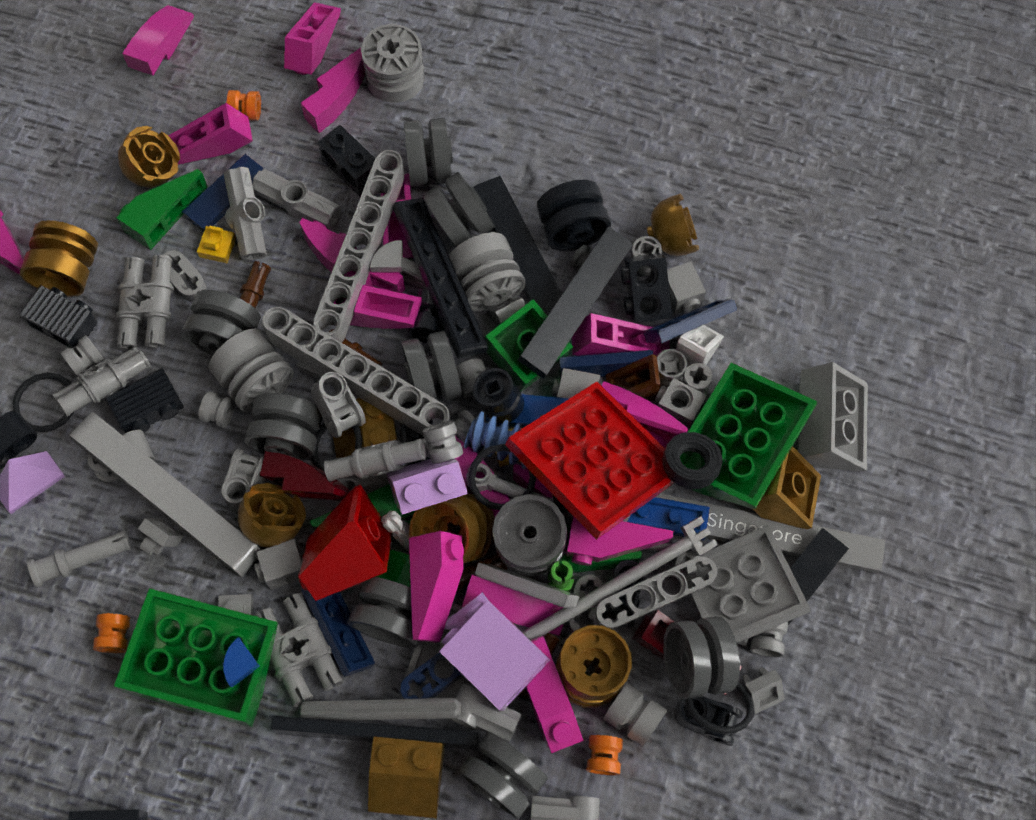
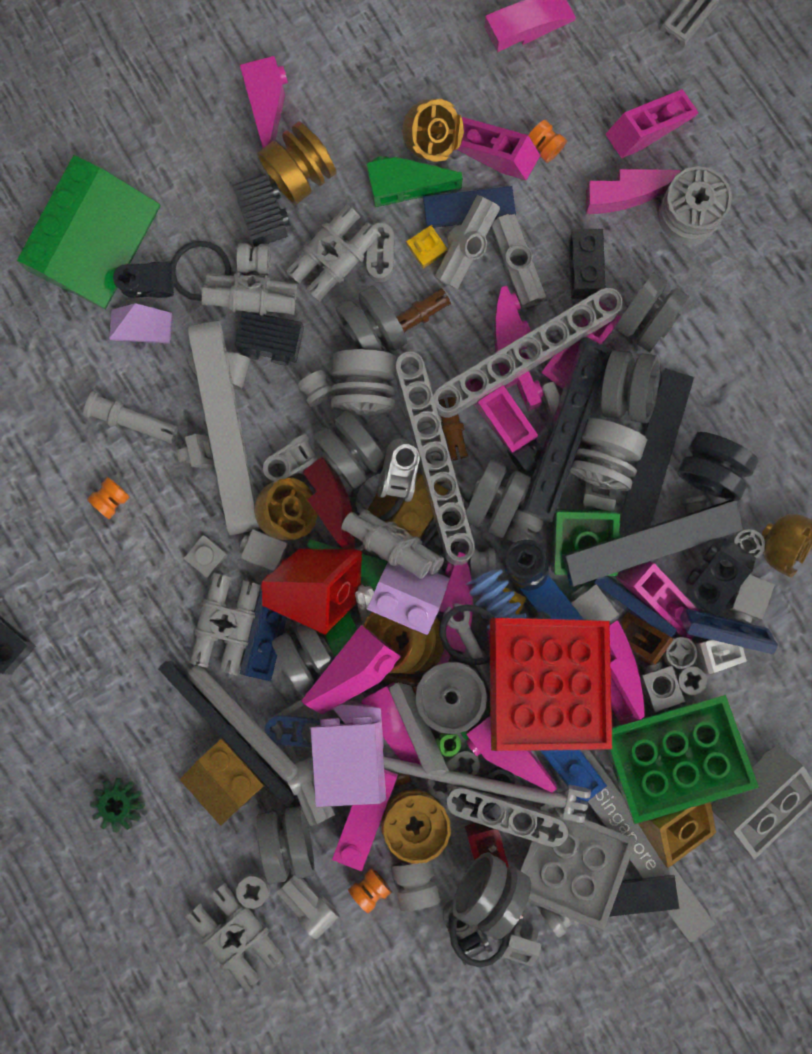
camera: 45 degrees right, 15 degrees up
(181, 655) = (149, 572): green slope -> none
(238, 663) = (171, 605): blue tile -> none
(388, 258) = (542, 379): light grey tile -> none
(443, 442) = (446, 576): light grey wheel -> none
(688, 477) = (639, 743): black tyre -> none

